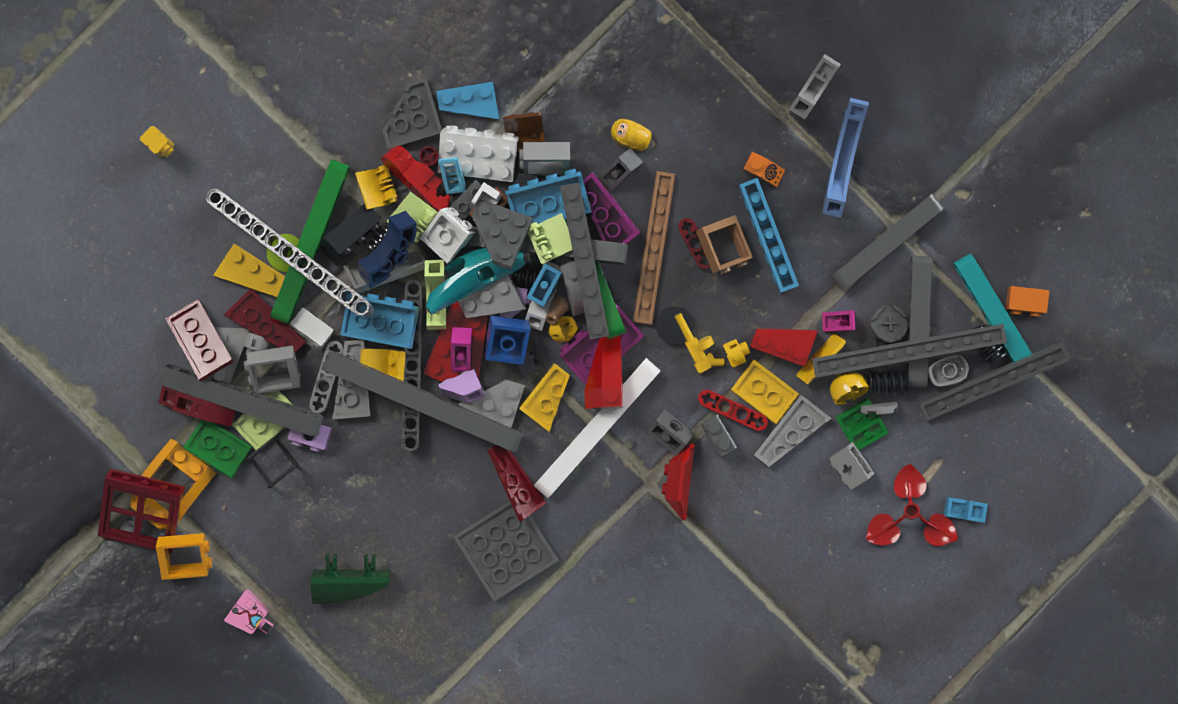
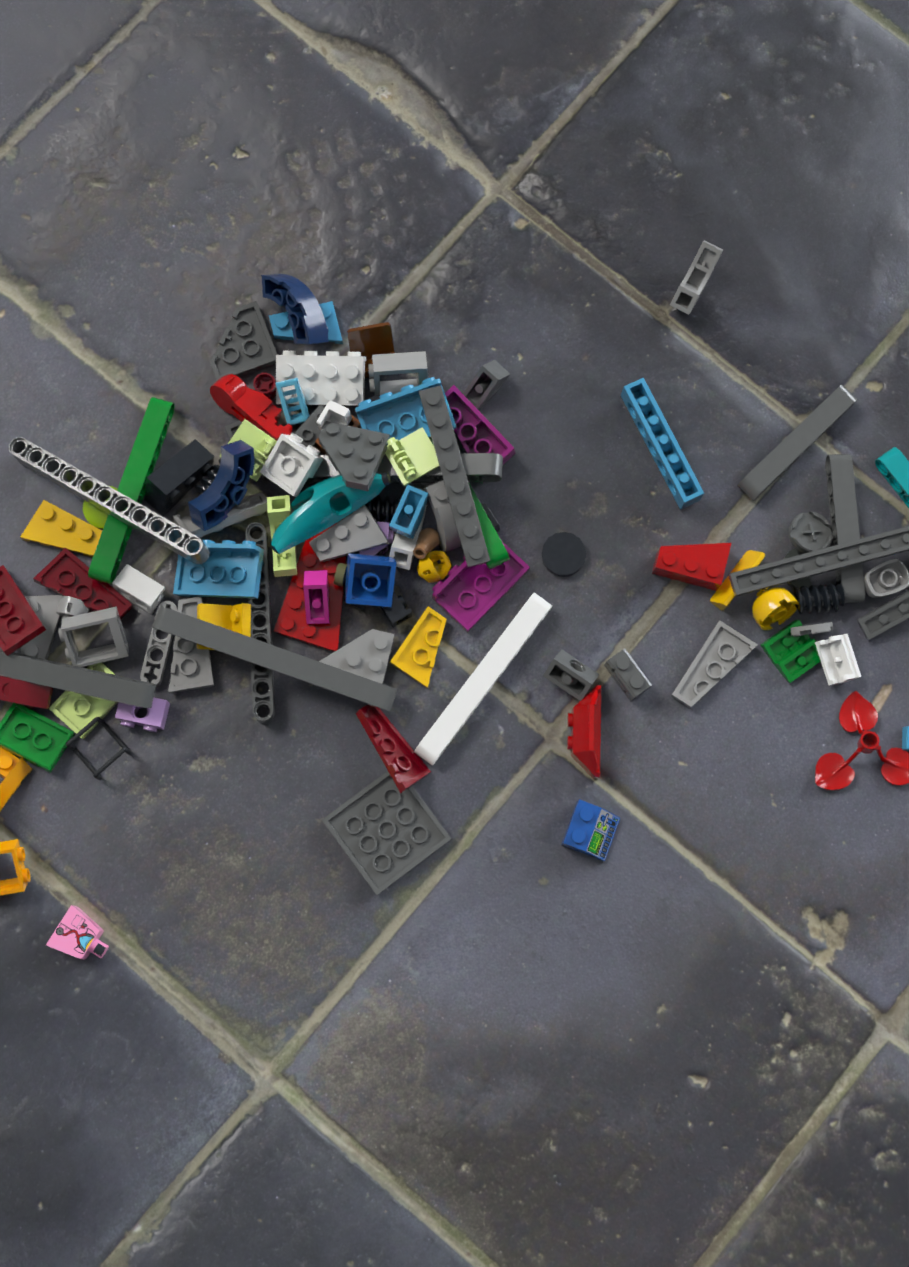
camera: 10 degrees left, 10 degrees down
(345, 585) = (190, 890): dark green piece -> none
(376, 187) = (207, 422): yellow hinge -> none
(463, 387) = (321, 641): lavender slope -> none
(467, 93) = (303, 308): none -> dark blue brick
(482, 331) = (340, 574): none -> olive tile
(605, 378) = (488, 619): red wedge -> none
(631, 135) = (492, 345): yellow piece -> none
(654, 248) = (531, 470): medium nougat tile -> none
(674, 563) = (590, 830): none -> blue slope
(684, 233) = (592, 470): dark red beam -> none
(696, 347) = (591, 576): yellow piece -> none
(731, 413) = (639, 649): red beam -> none
(736, 352) = (639, 576): yellow piece -> none
(739, 241) = (627, 450): medium nougat window -> none
(763, 169) = (650, 369): orange slope -> none
(765, 391) = (676, 622): yellow tile -> none
(838, 321) = (754, 533): dark pink slope -> none
(843, 157) = (735, 365): medium blue arch -> none
(858, 472) = (797, 706): light grey brick -> none
(897, 436) = (838, 659): none -> white hinge

